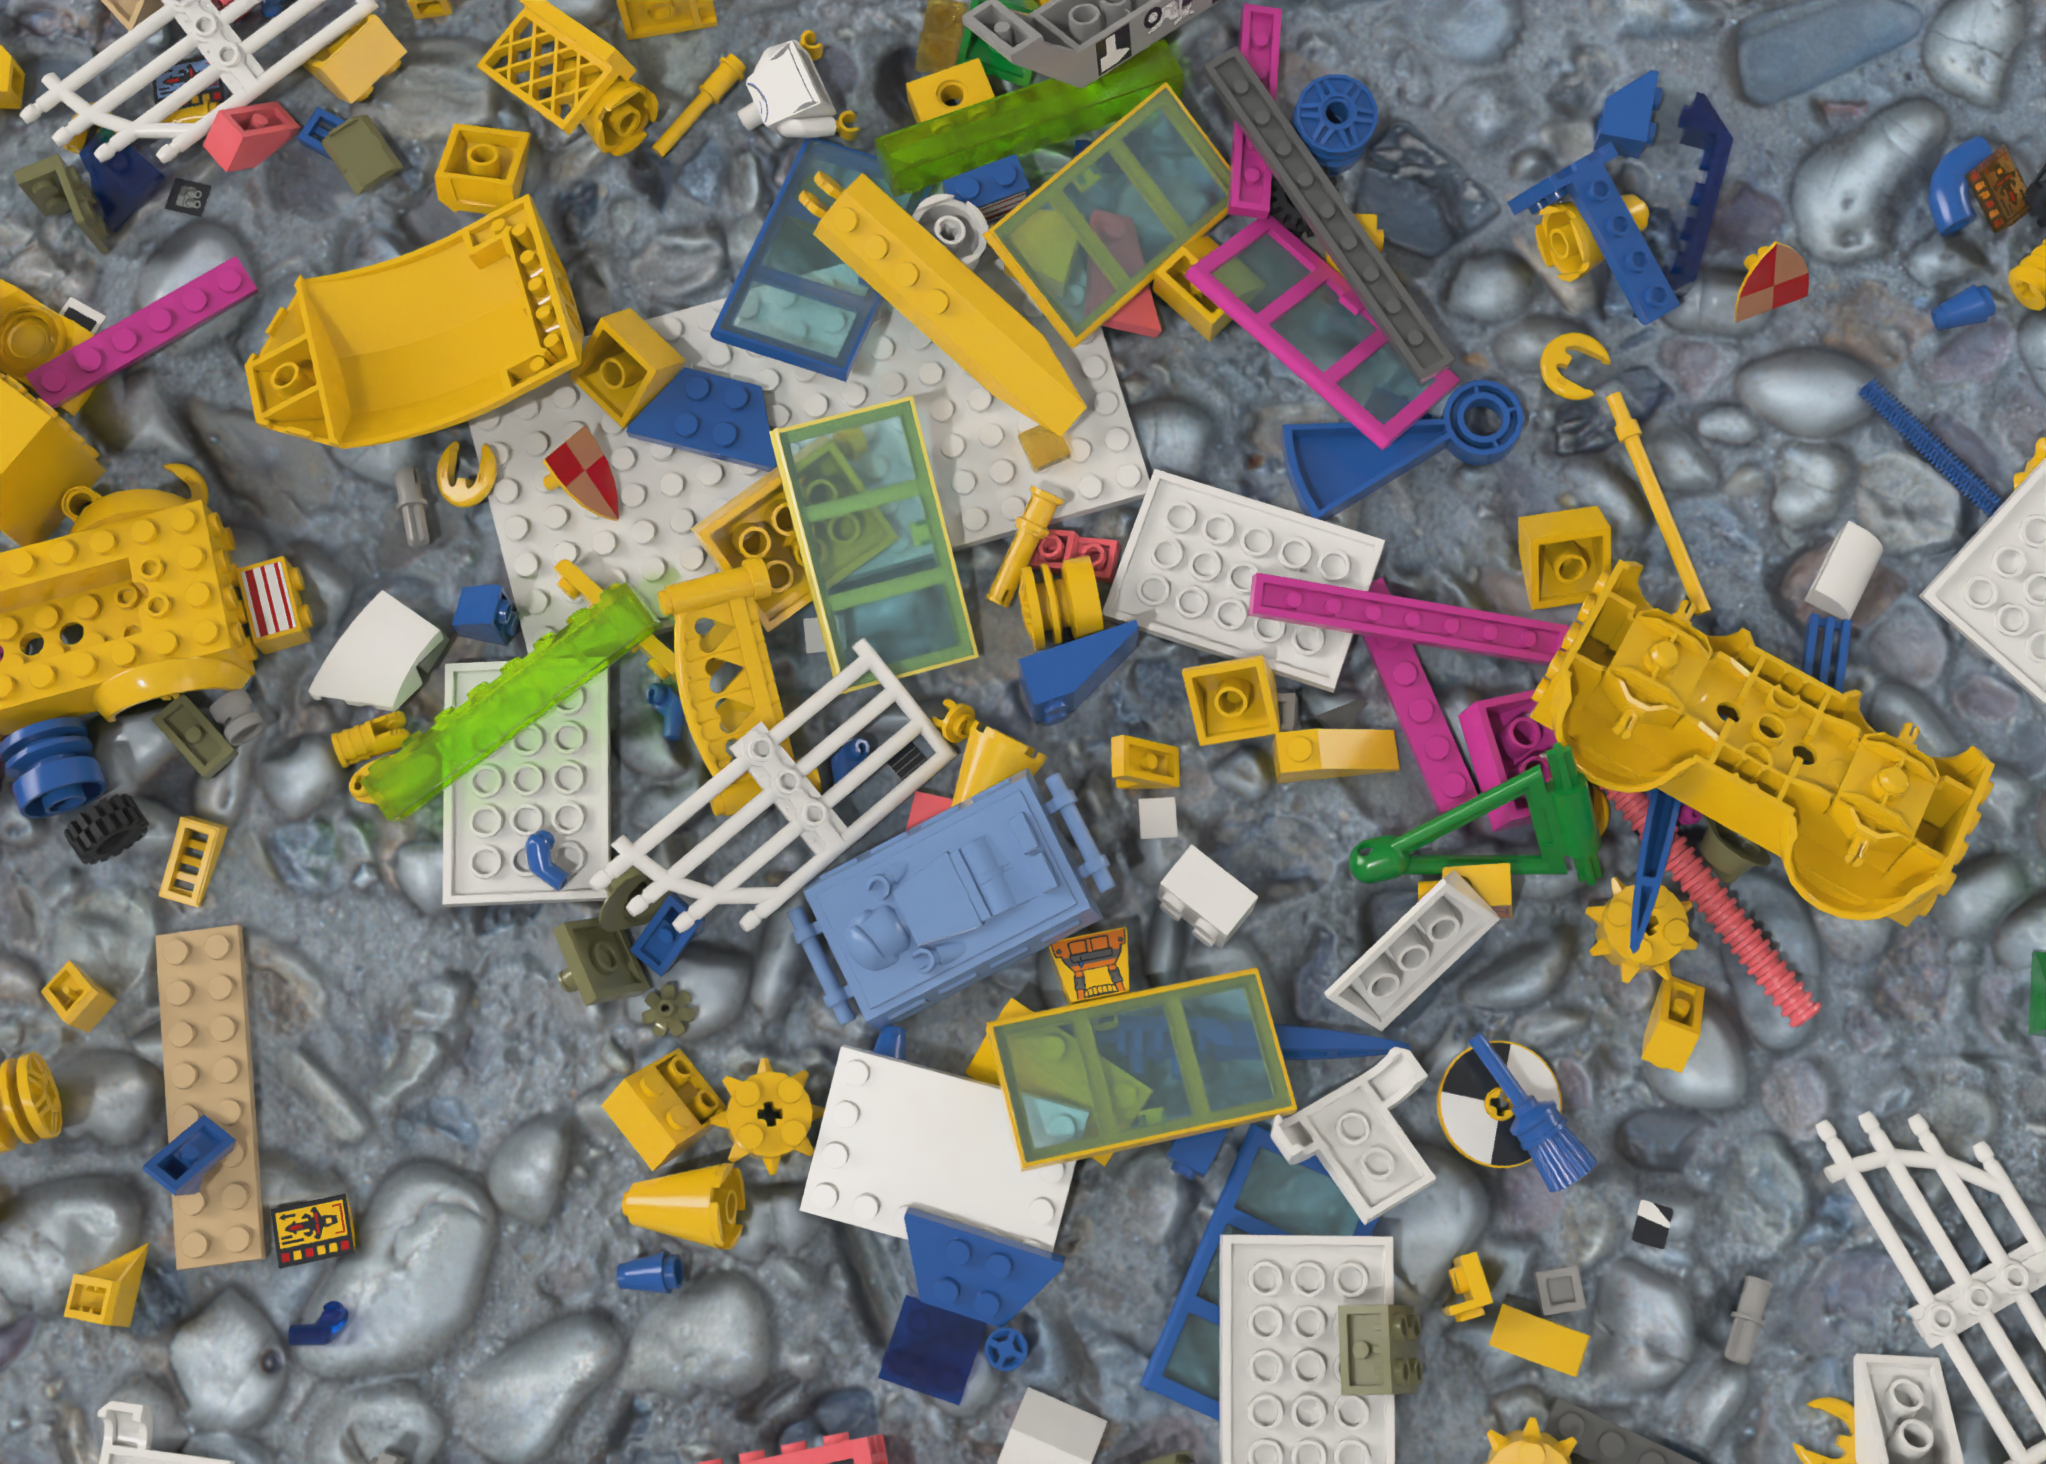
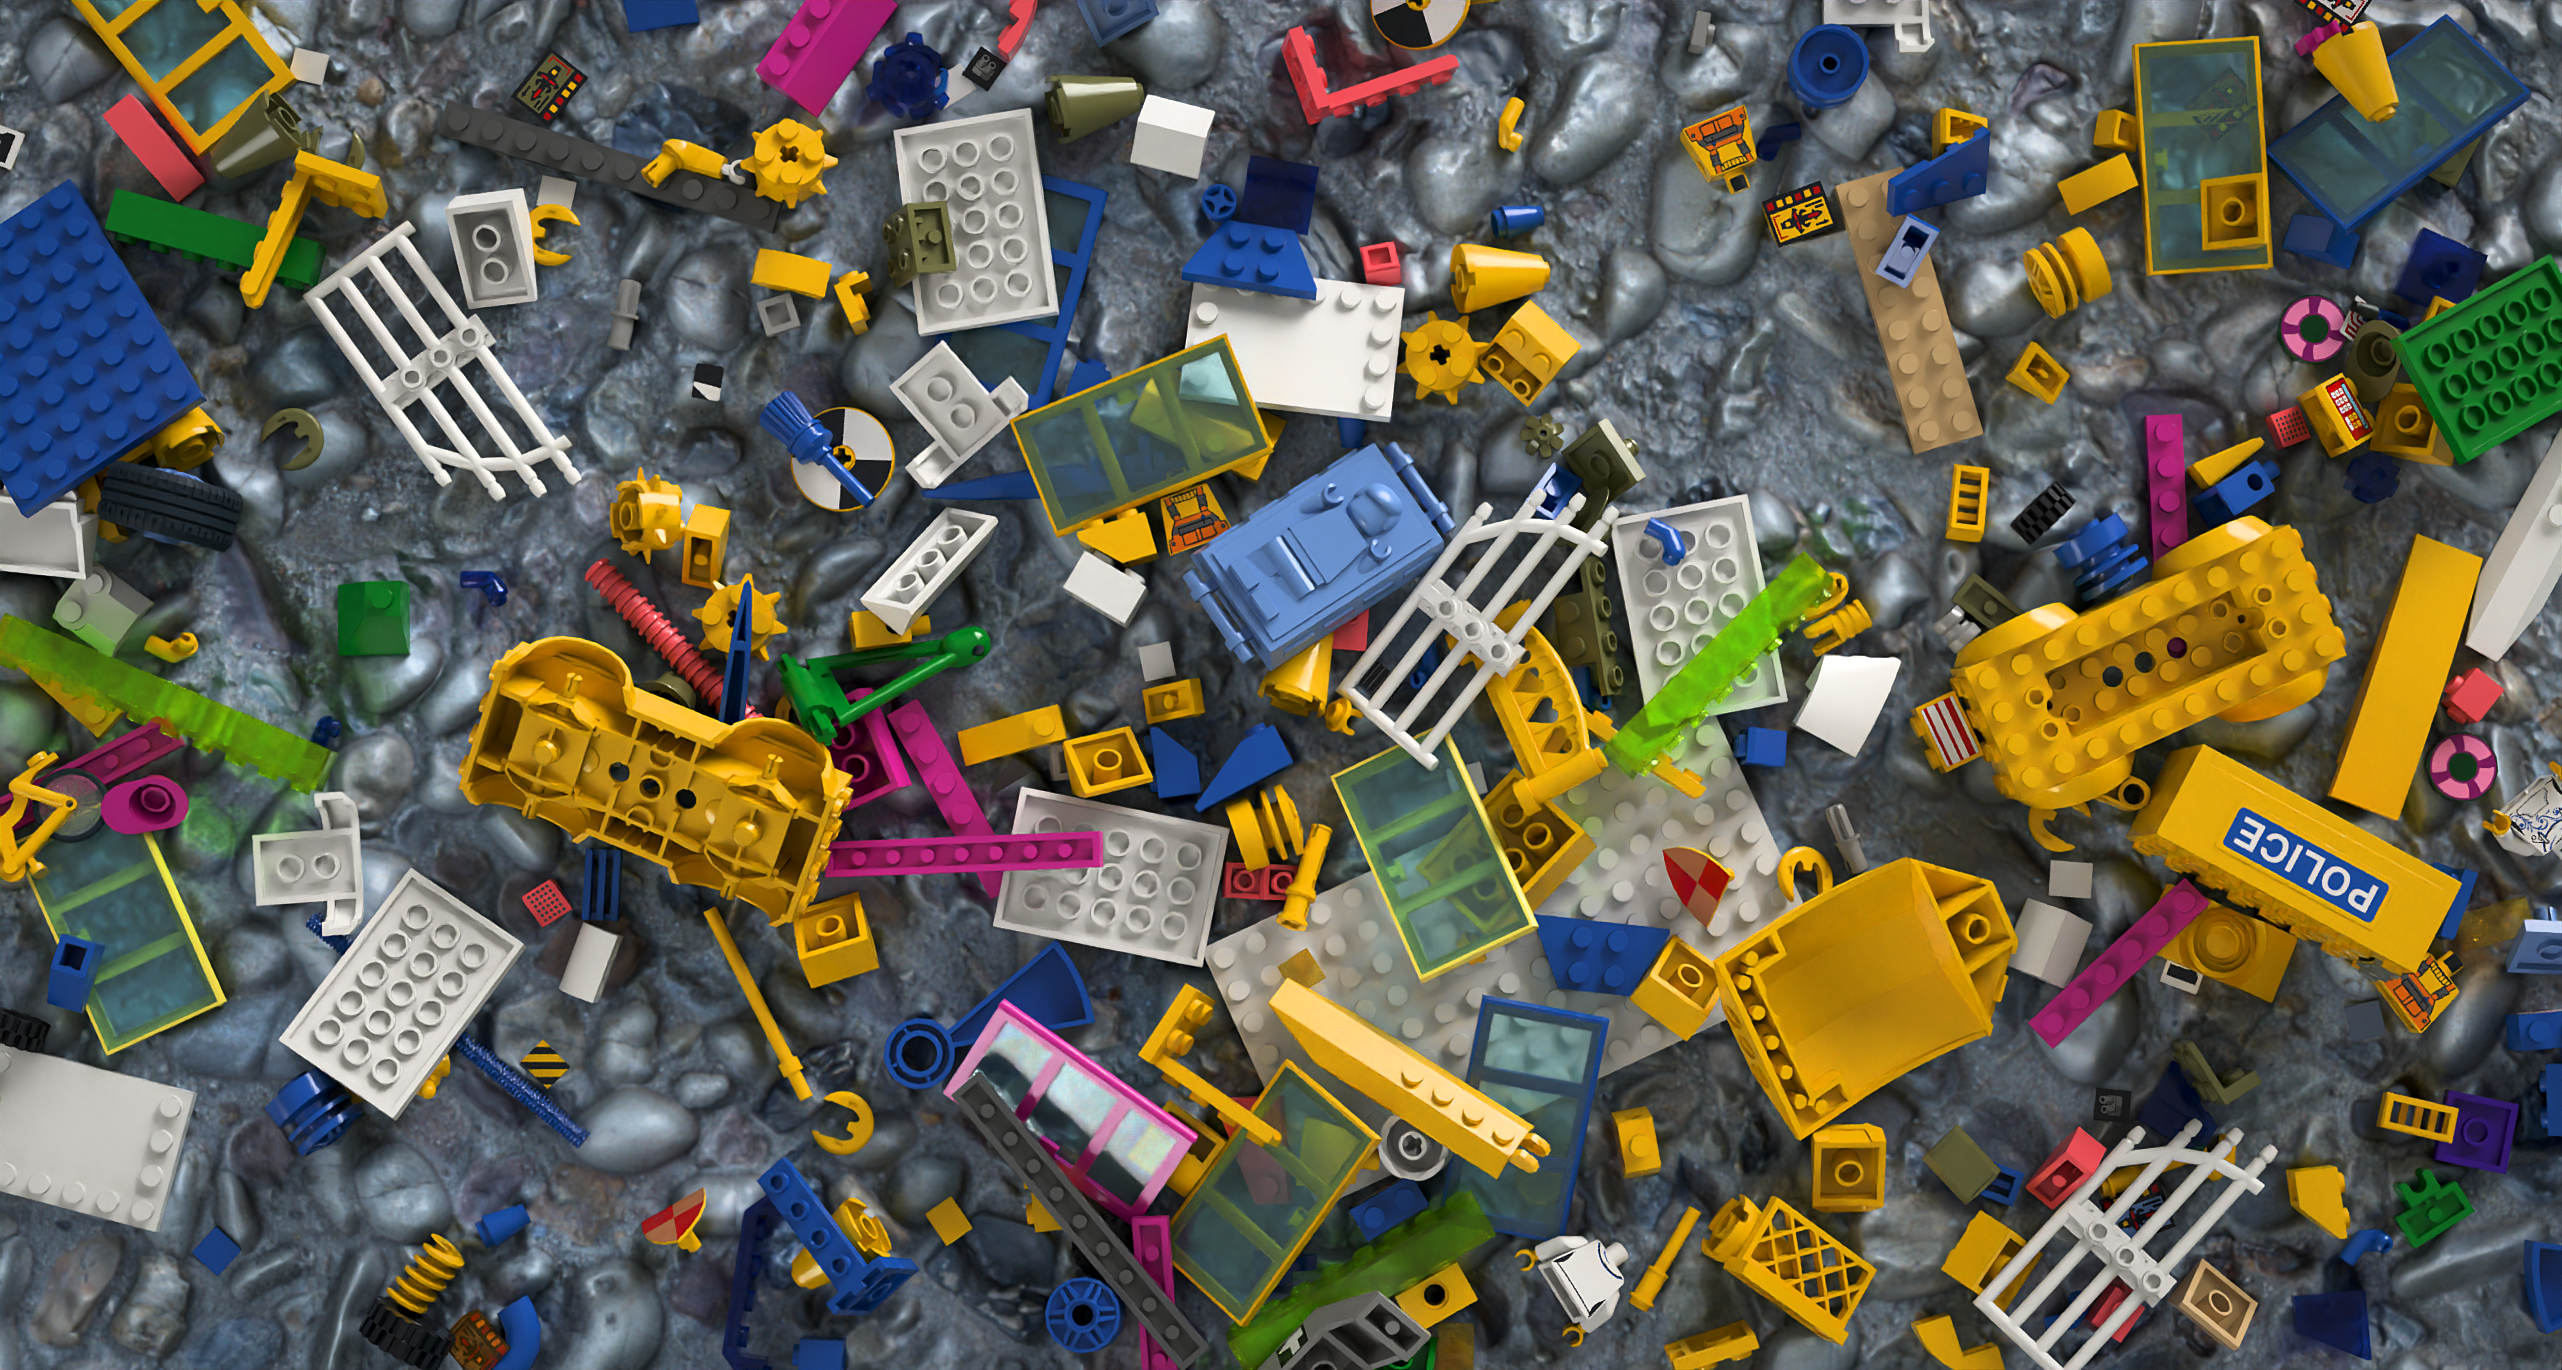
camera: 170 degrees right, 10 degrees up
(124, 1239) = (1946, 179): none -> blue wing
(176, 434) = (2070, 879): none -> white sticker
(214, 368) = (2049, 943): none -> white slope
(216, 1392) = (1838, 48): none -> blue wheel
(385, 1324) = (1722, 148): none -> torso
(640, 1397) = (1507, 122): none -> yellow arm
(658, 771) = (1587, 630): none -> olive bracket
(706, 214) = (1636, 1142): none -> yellow torso
(823, 1246) = (1381, 264): none -> coral slope
(1153, 692) = (1175, 767): none -> blue slope
(1174, 329) = (1174, 1039): none -> yellow bracket
(1179, 950) = (1124, 540): none -> yellow slope
(1468, 251) = (948, 1221): none -> yellow sticker
(1742, 1063) = (647, 515): none -> yellow brick
(1889, 646) = (547, 902): none -> coral slope
(1903, 474) = (545, 1064): none -> sticker
(1934, 1018) = (489, 583): none -> clear blue arm

